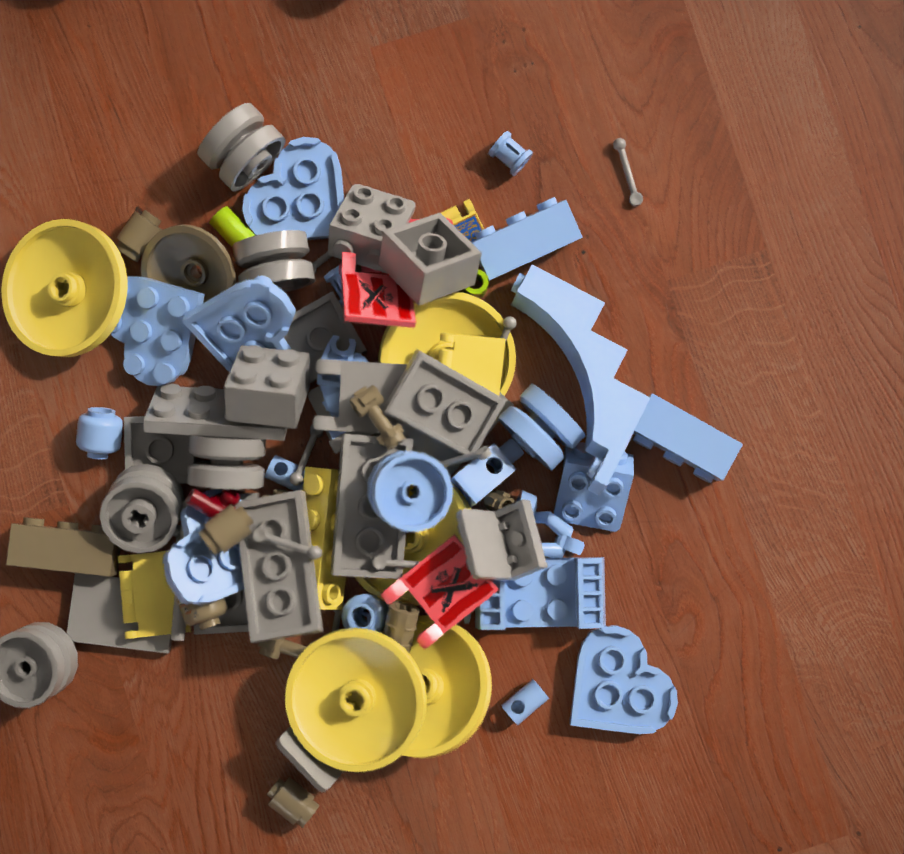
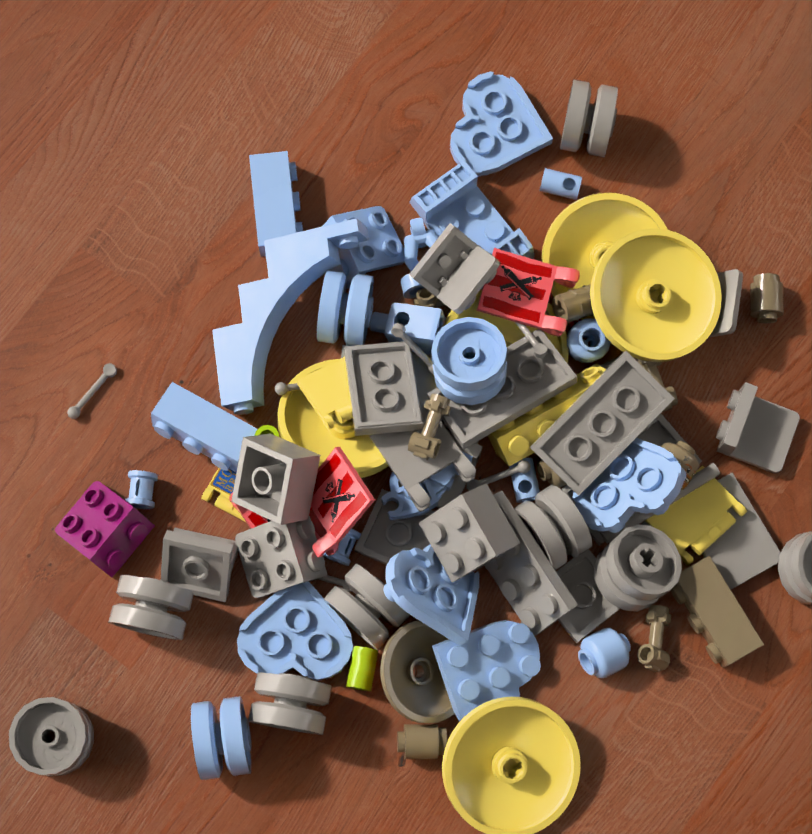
camera: 125 degrees left, 10 degrees down
(67, 471) = (652, 654): none -> dark tan bar
(186, 703) = (757, 430): none -> light grey bracket
(212, 505) = (592, 505): dark red arm -> none
(226, 529) = (604, 478): dark tan brick -> none
(254, 73) = (215, 738): none -> light blue wheel
(261, 535) = (588, 452): light grey hinge -> none
(400, 89) = (152, 602): none -> light grey wheel
(415, 157) = (198, 562): none -> light grey bracket
(500, 100) = (104, 528): none -> magenta bracket
(567, 765) = (594, 118): none -> light grey wheel

